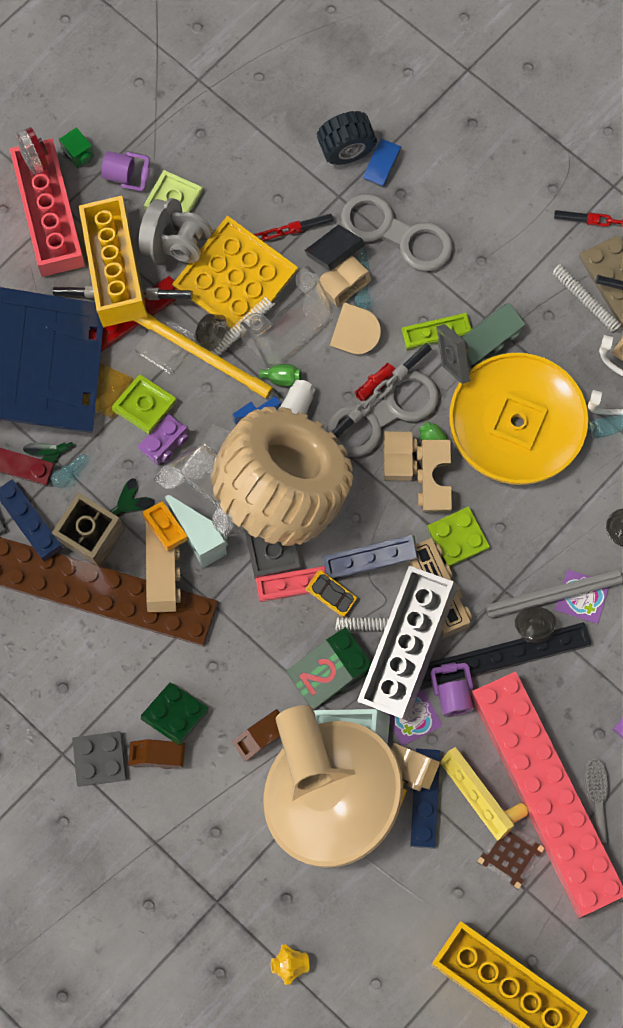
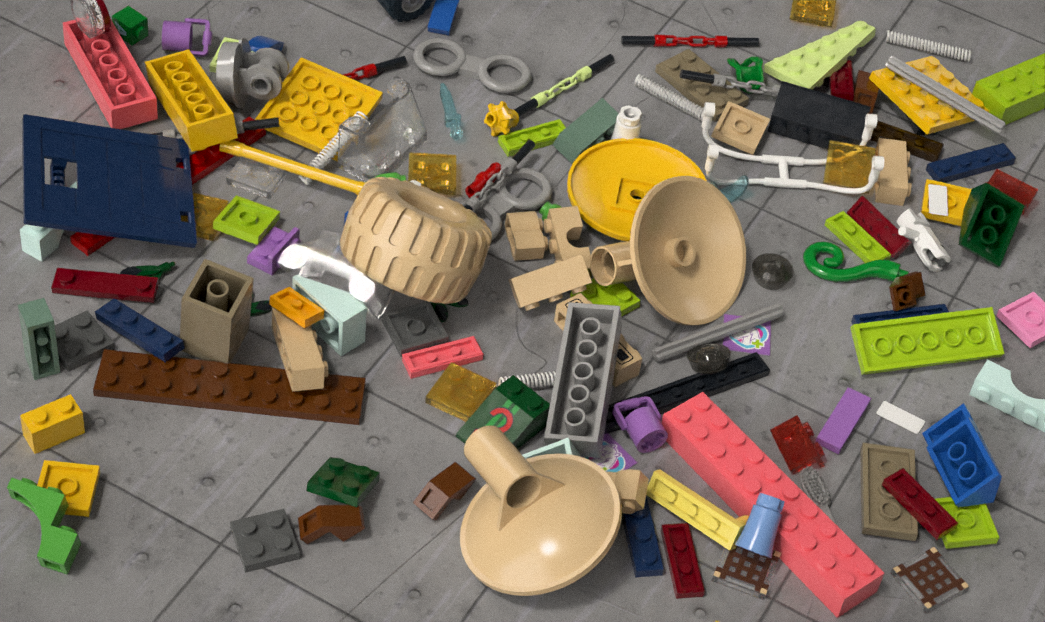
camera: 20 degrees left, 25 degrees down
(61, 477) = (169, 291): clear light blue bar -> none
(197, 189) = (264, 42): none -> blue slope
(211, 331) = (306, 148): clear smoke hat -> none
(300, 626) = (459, 392): none -> clear yellow plate
(328, 367) = (434, 171): none -> clear yellow plate
(331, 593) = (487, 355): tile -> none
(334, 247) = (421, 74): black tile -> none
(345, 281) = (435, 101): tan brick -> none
(356, 330) = (455, 137): tan tile -> none
(371, 557) = (521, 317): plate -> none
(406, 519) = (550, 282): none -> tan brick
(407, 309) = (501, 118): none -> yellow rock
(453, 284) = (582, 75): none -> piece
(453, 353) = (559, 140): dark grey plate -> none
(455, 838) = (682, 560): none -> dark red tile
(525, 341) = (628, 123): none -> white plant
(527, 832) = (762, 526): none -> medium blue plant
(534, 514) = (681, 252): none -> tan dish
(593, 734) = (796, 444): none -> clear red bracket

